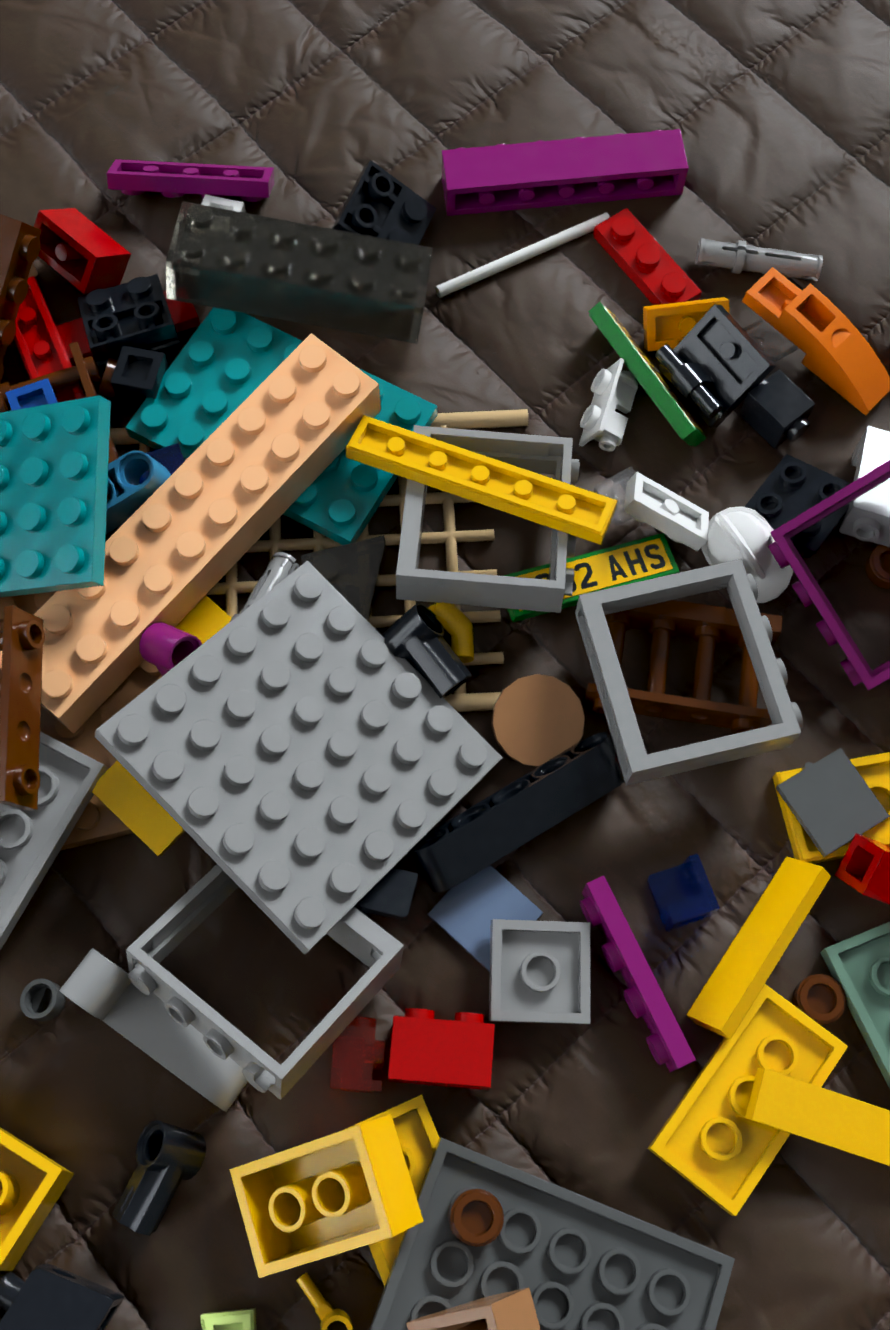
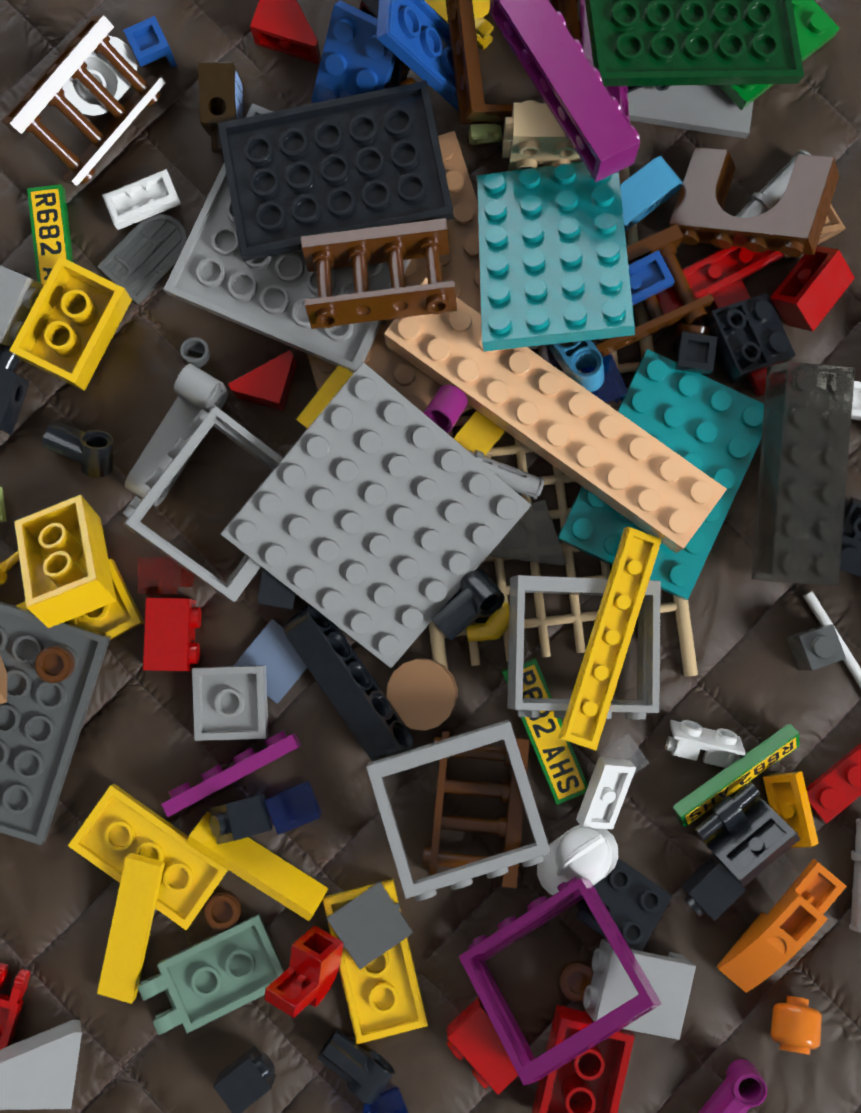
camera: 85 degrees right, 15 degrees up
(103, 899) = (267, 383): none -> red slope
(501, 282) = (816, 647): none -> dark grey brick
(698, 960) = (240, 819): none -> black brick

